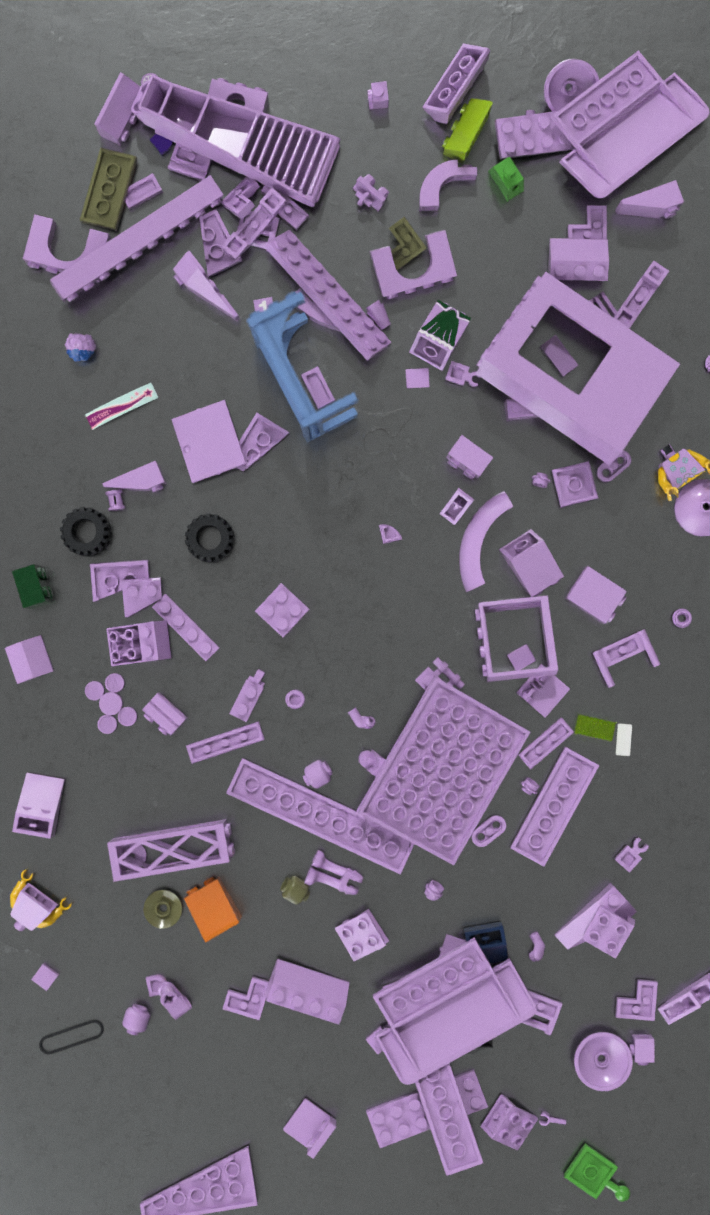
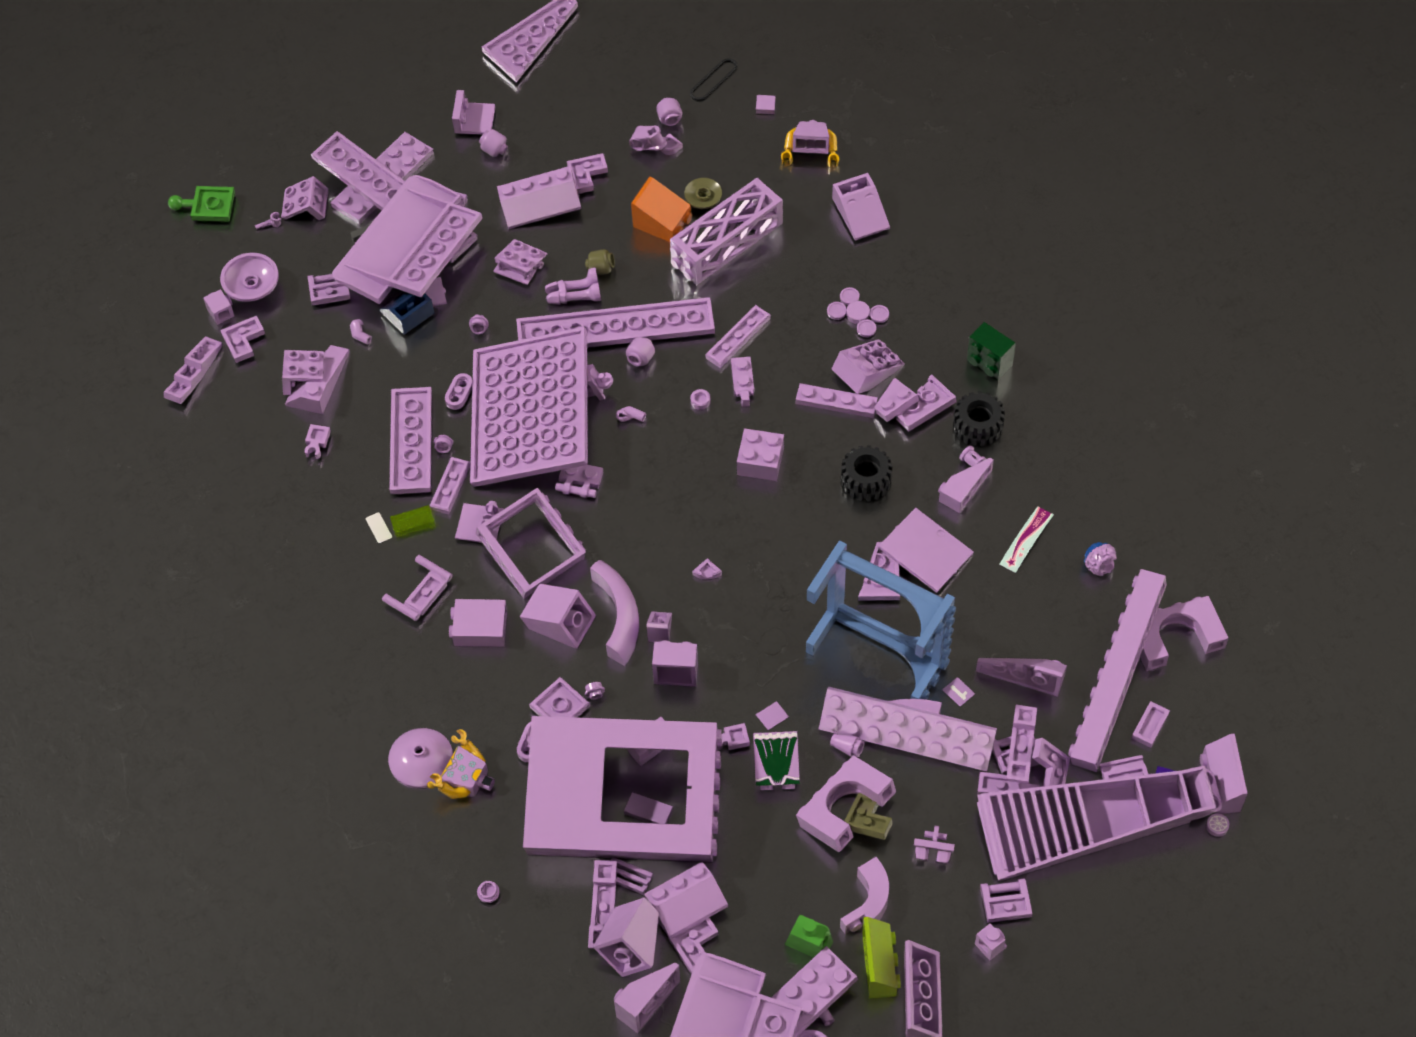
camera: 150 degrees right, 30 degrees down
(29, 659) = (952, 306): lavender slope -> none
(108, 189) = (1181, 707): olive tile -> none
(164, 714) = (805, 326): lavender brick -> none
(213, 236) = (1049, 721): lavender wing -> none
(253, 98) = (1107, 864): lavender arch -> none
(310, 1083) = (493, 143): none -> lavender head
(318, 388) = (859, 652): lavender tile -> none
(347, 115) = (1008, 906): none -> lavender plate
(521, 657) = (517, 535): lavender slope -> none
(637, 254) = (629, 937): none -> lavender slope
(688, 618) = (381, 646): lavender plate -> none

